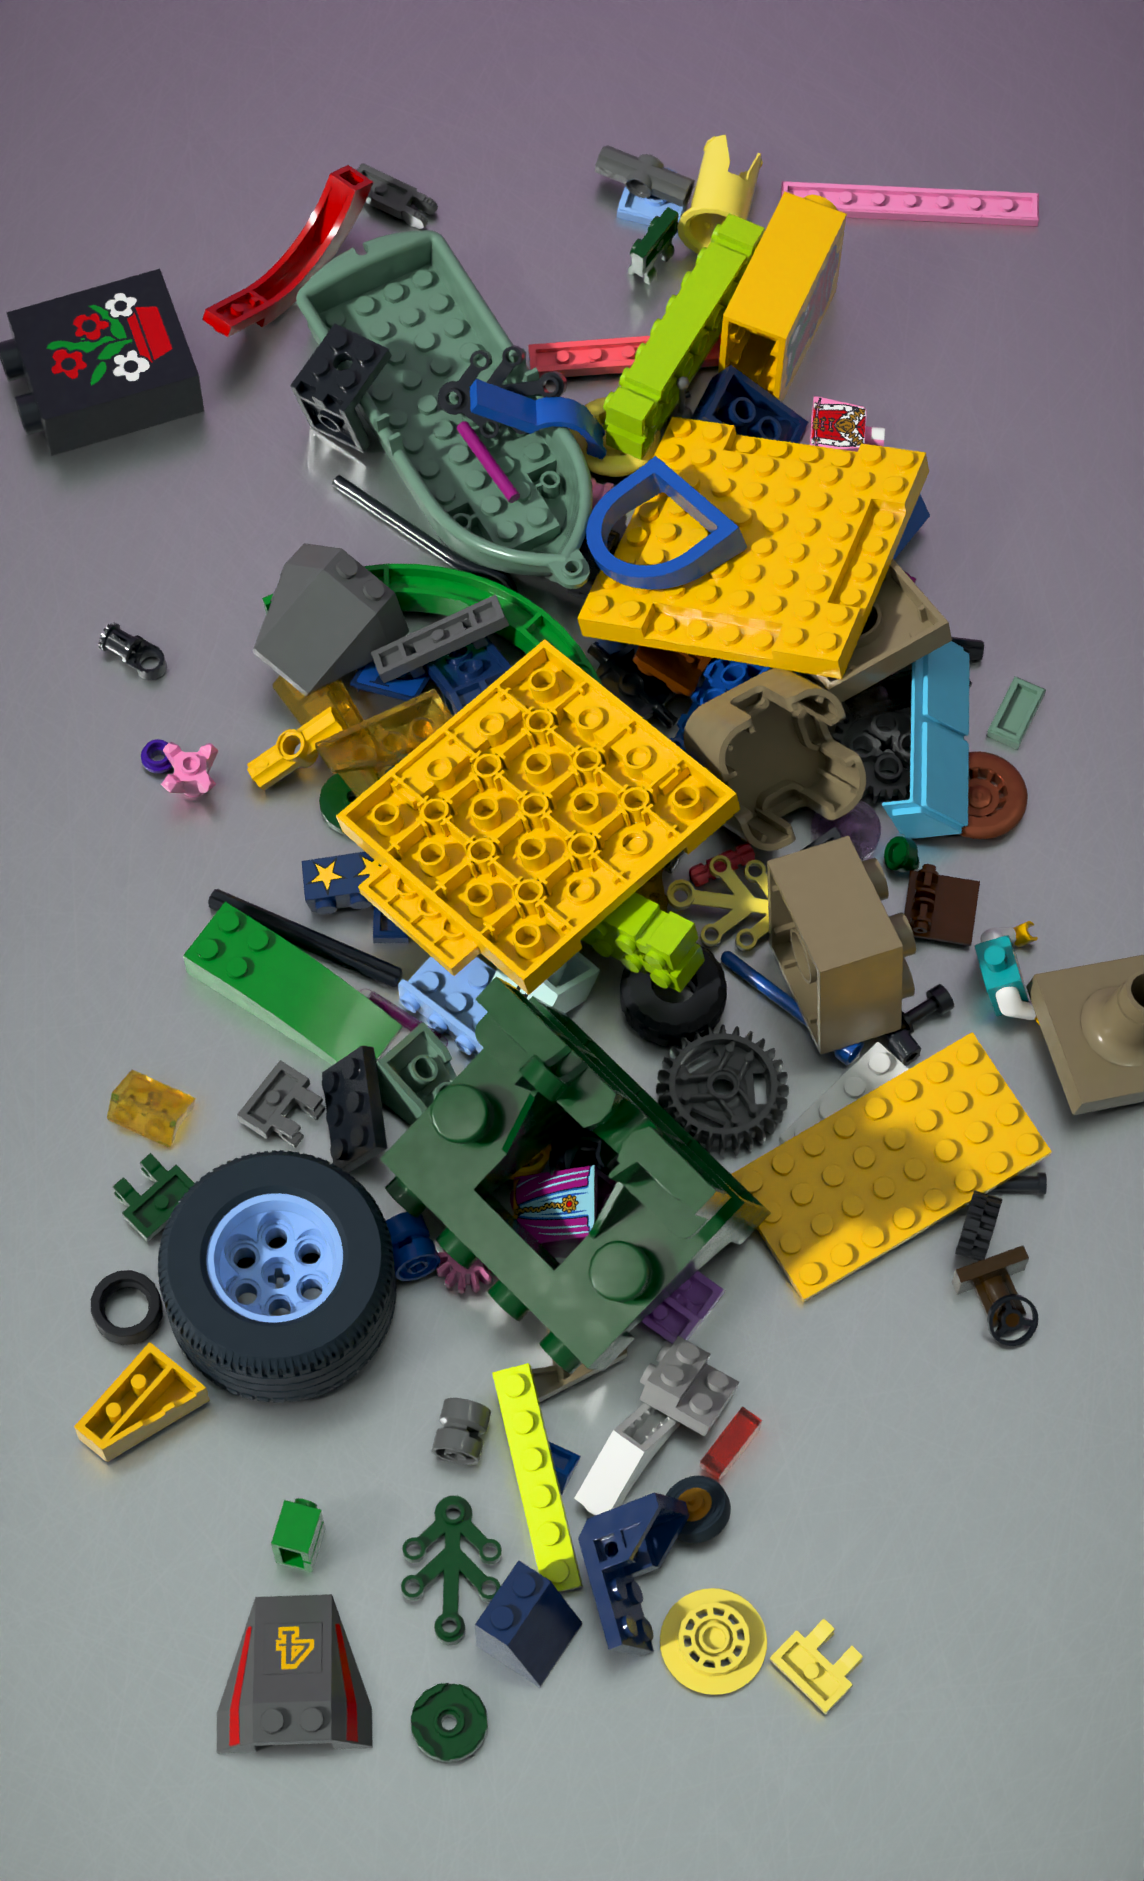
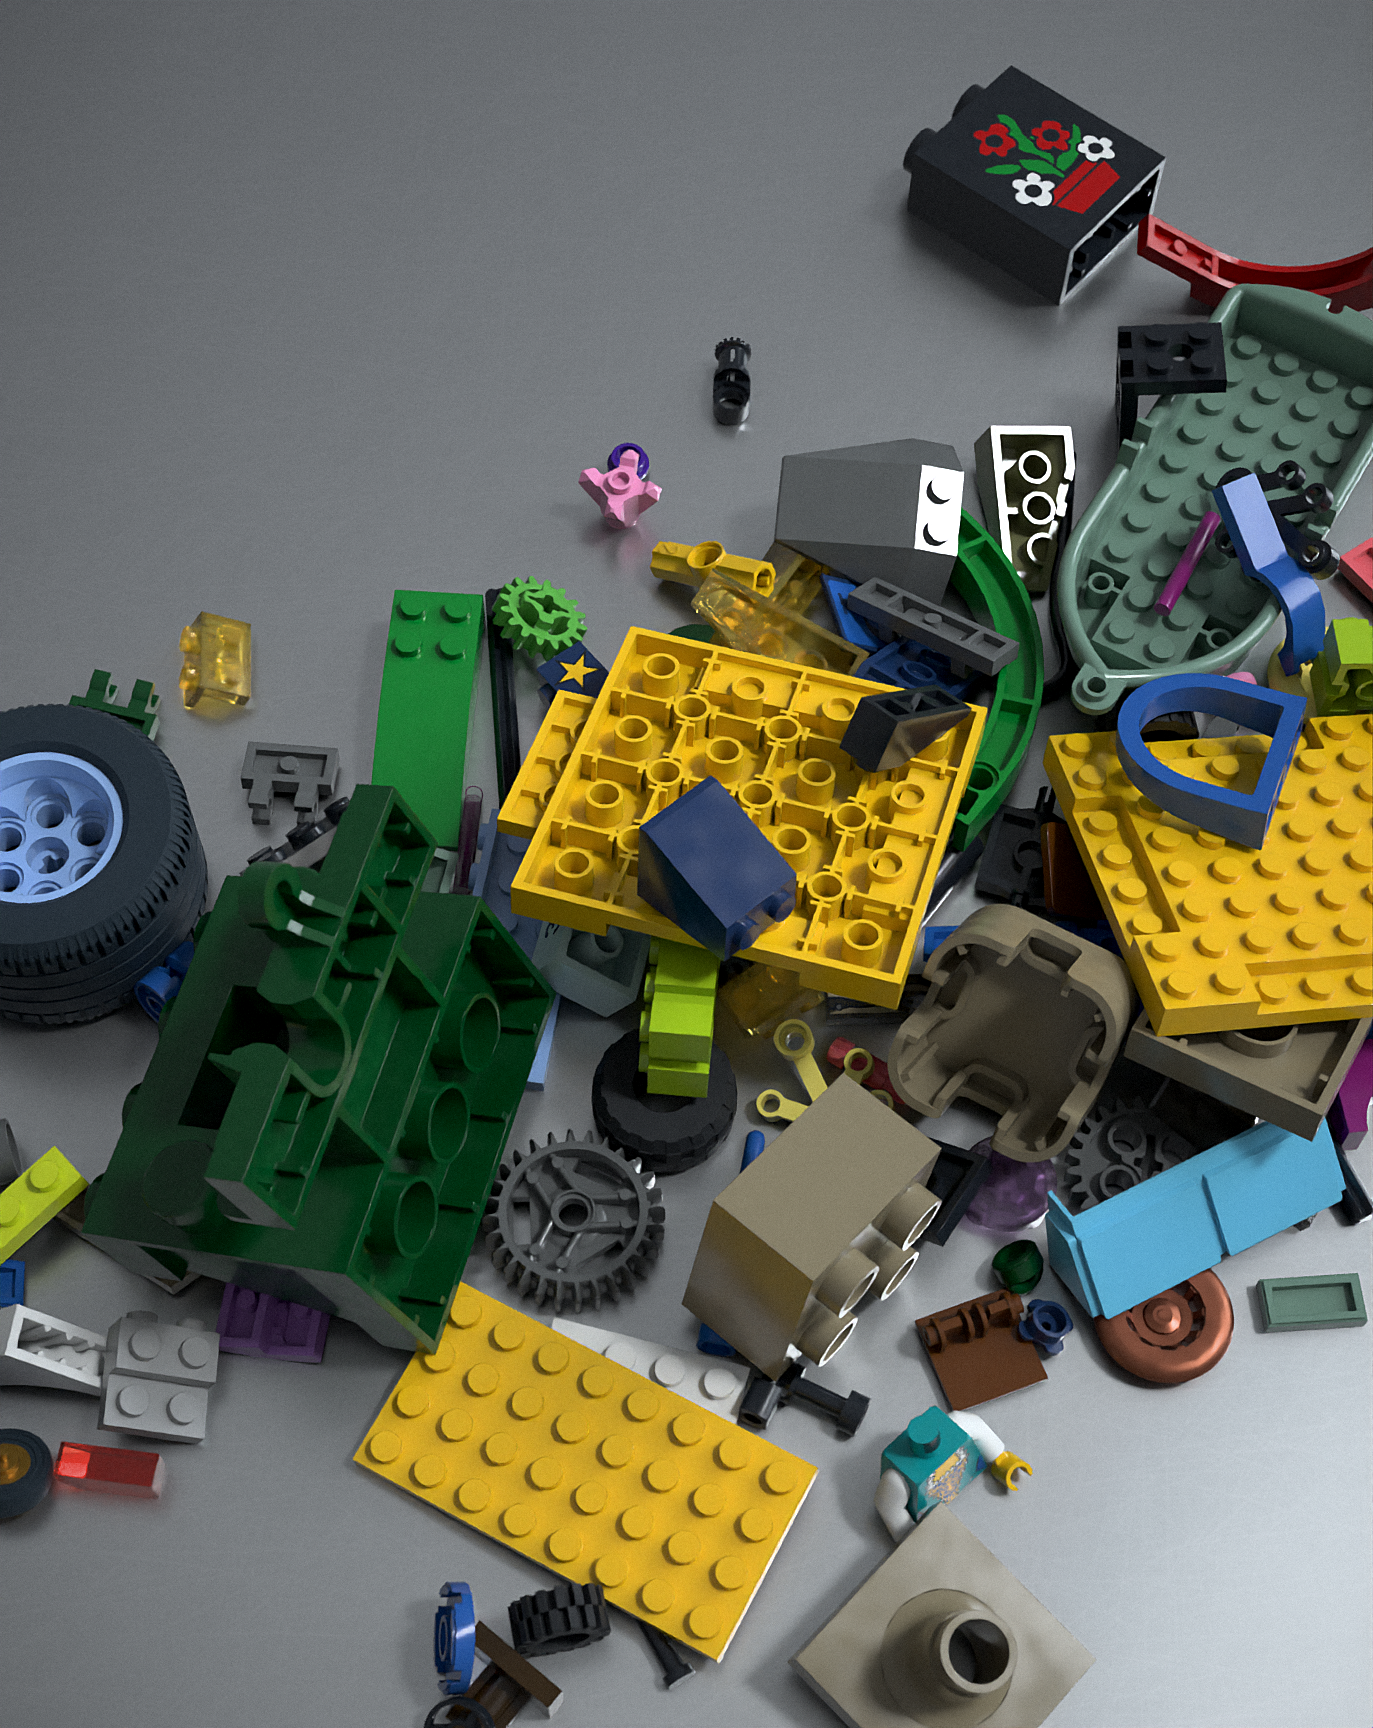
camera: 60 degrees right, 5 degrees down
(259, 878) = (538, 617): none -> bright green gear
(352, 520) = (1024, 492): none -> olive wedge
(539, 693) = (899, 725): none -> black slope
(603, 852) = (713, 870): none -> dark blue slope
(948, 862) = (1054, 1318): none -> dark blue plate
(958, 1288) = (455, 1638): none -> blue tile

